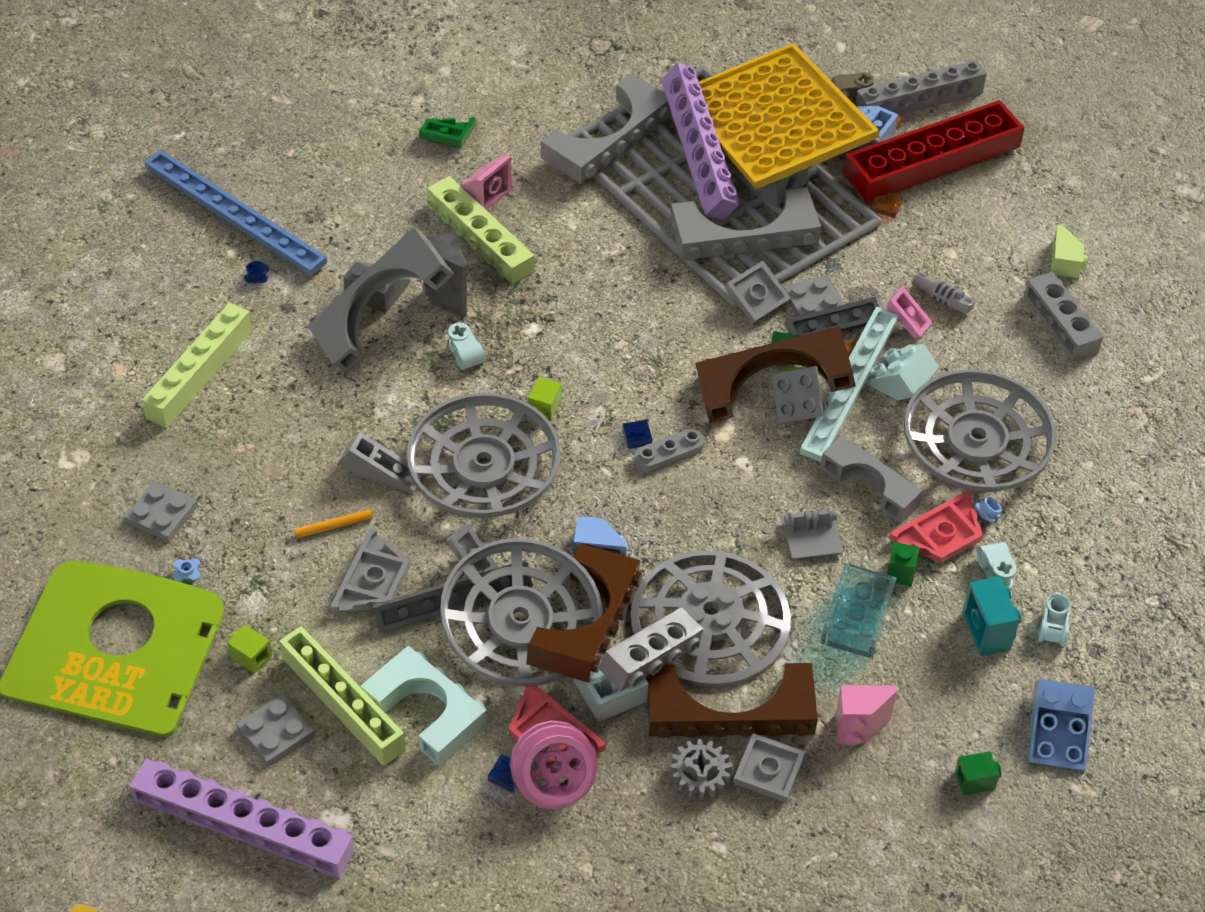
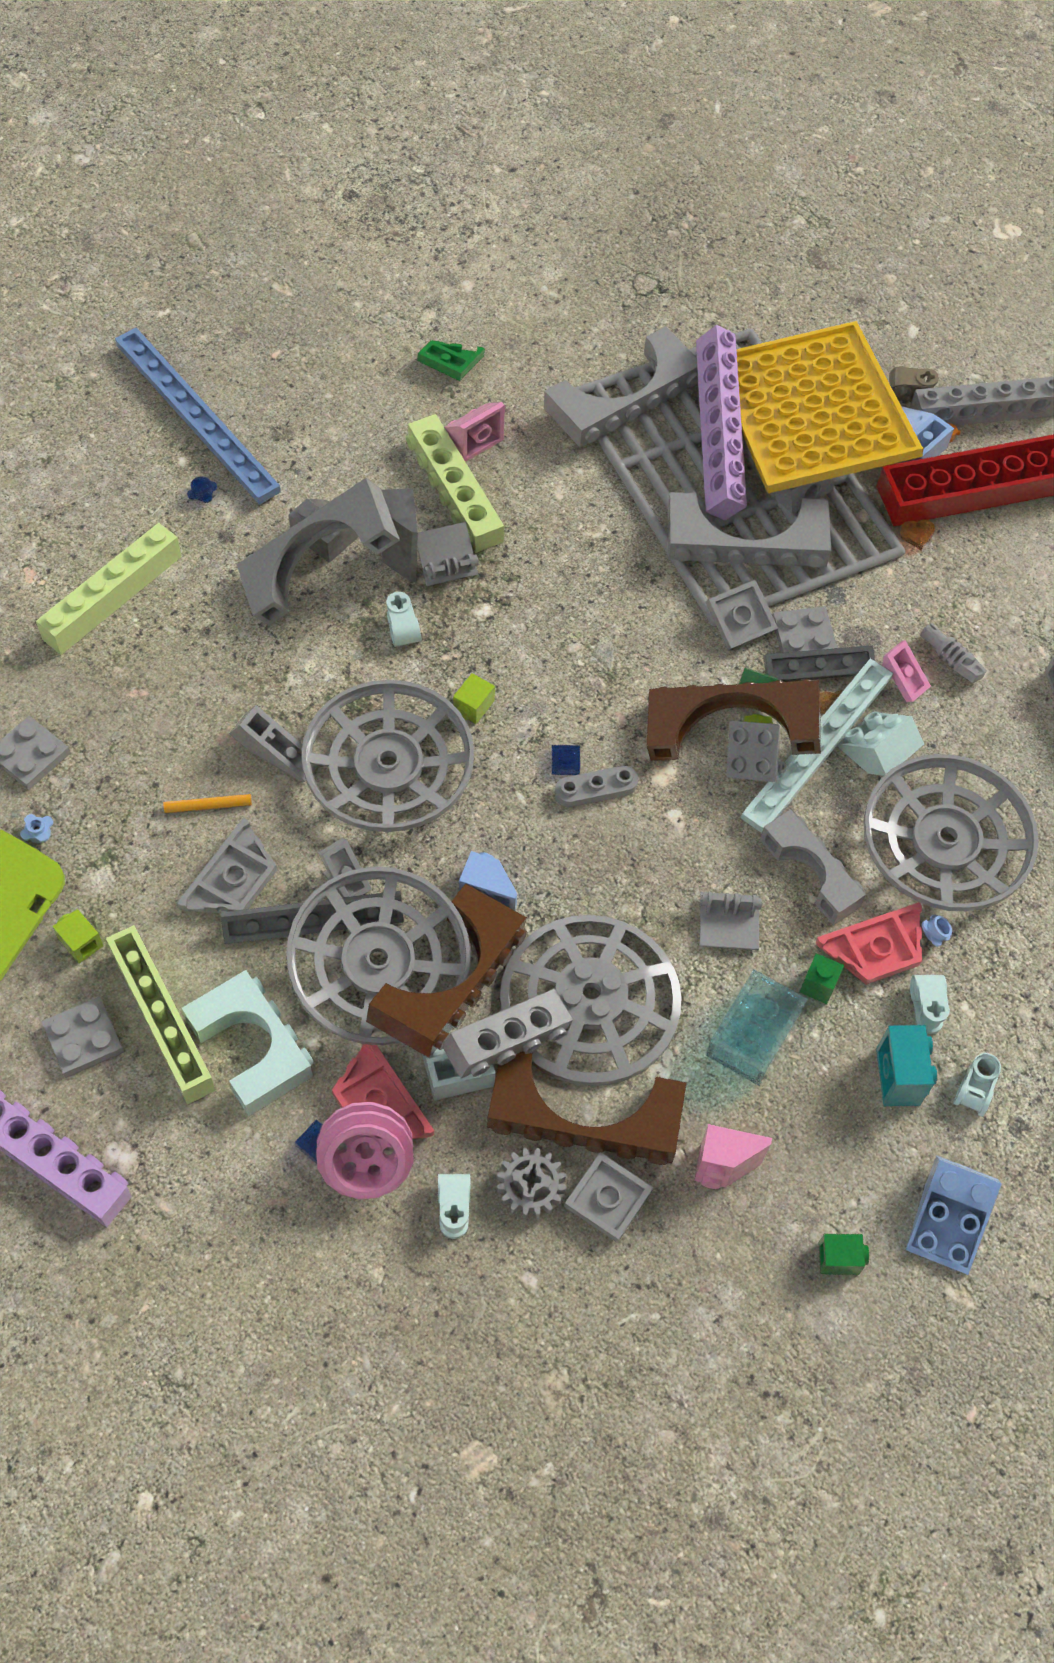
camera: 10 degrees right, 10 degrees up
(490, 287) = (446, 554): none -> light grey hinge
(639, 798) = (454, 1201): none -> light aqua piece

